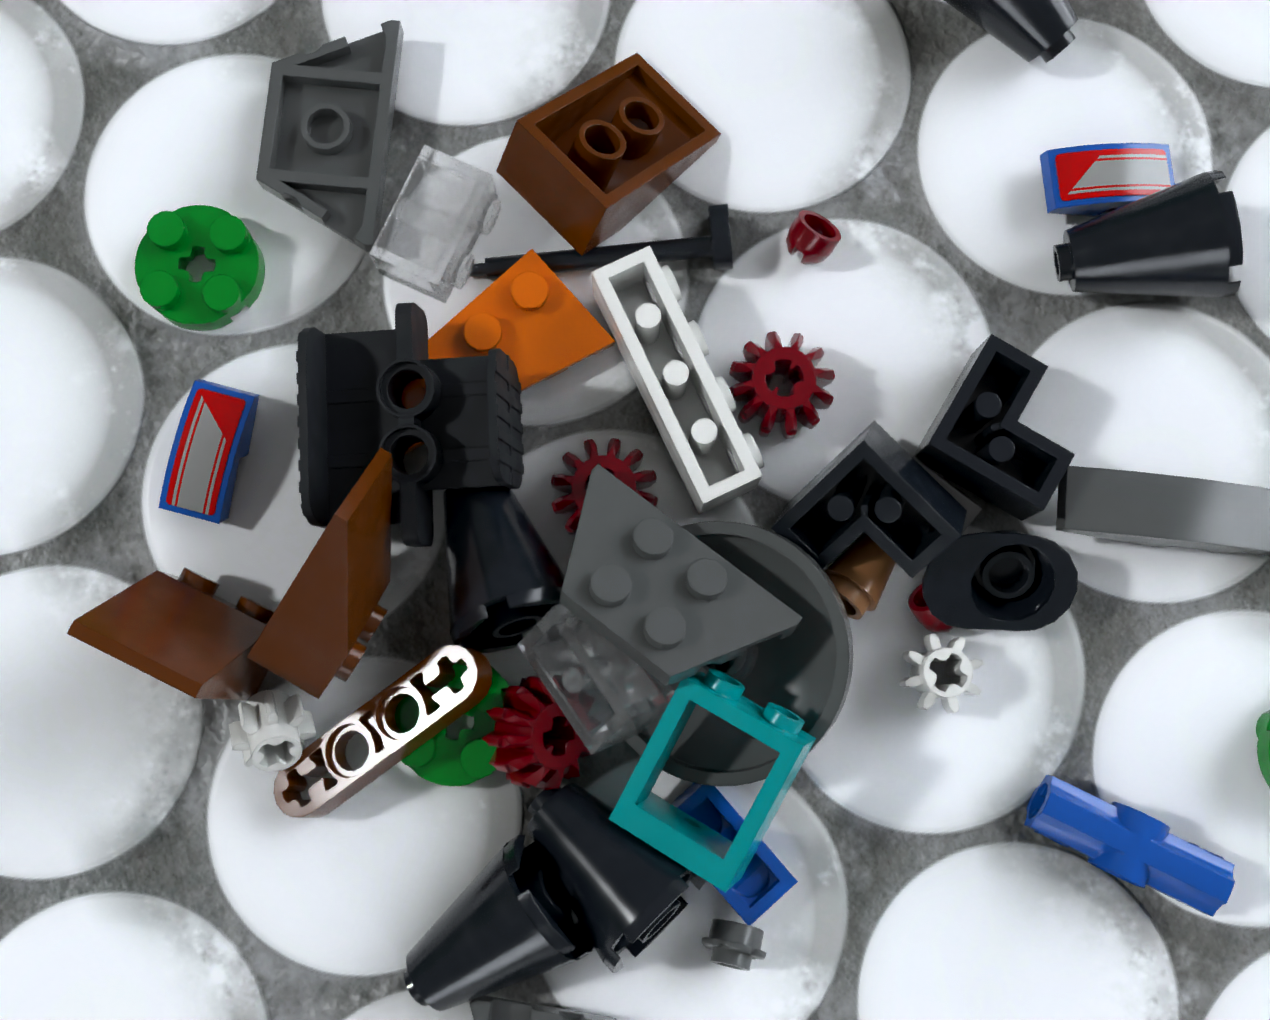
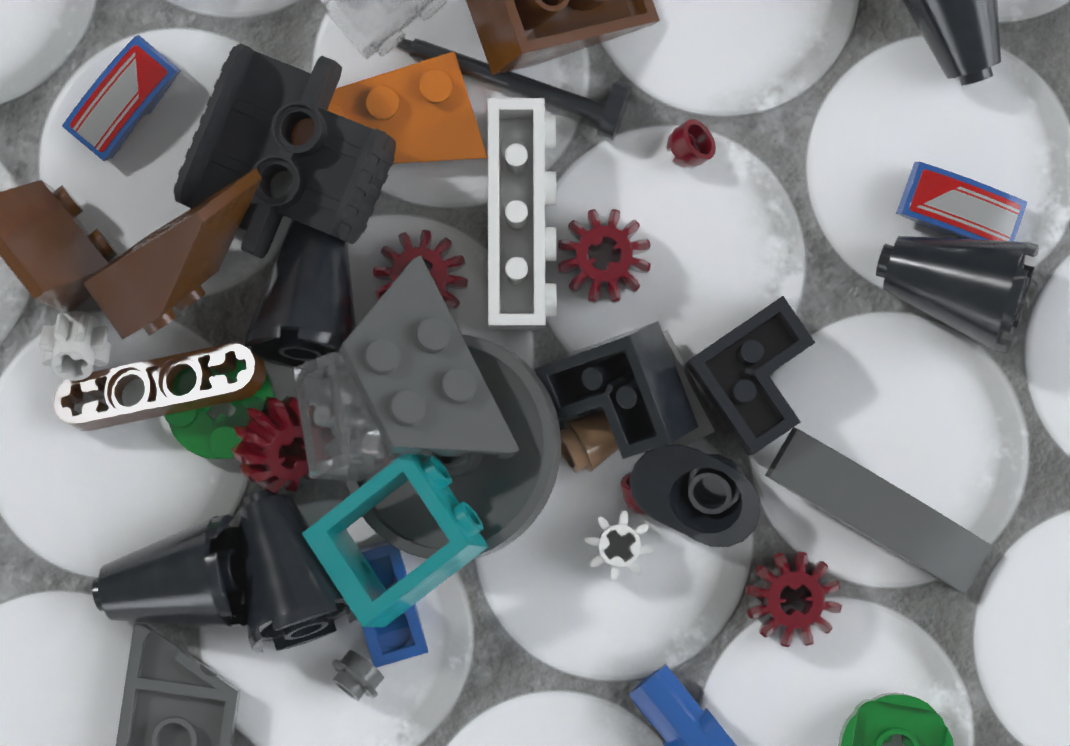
camera: 30 degrees right, 5 degrees up
(1169, 644) = (793, 618): none -> dark red gear

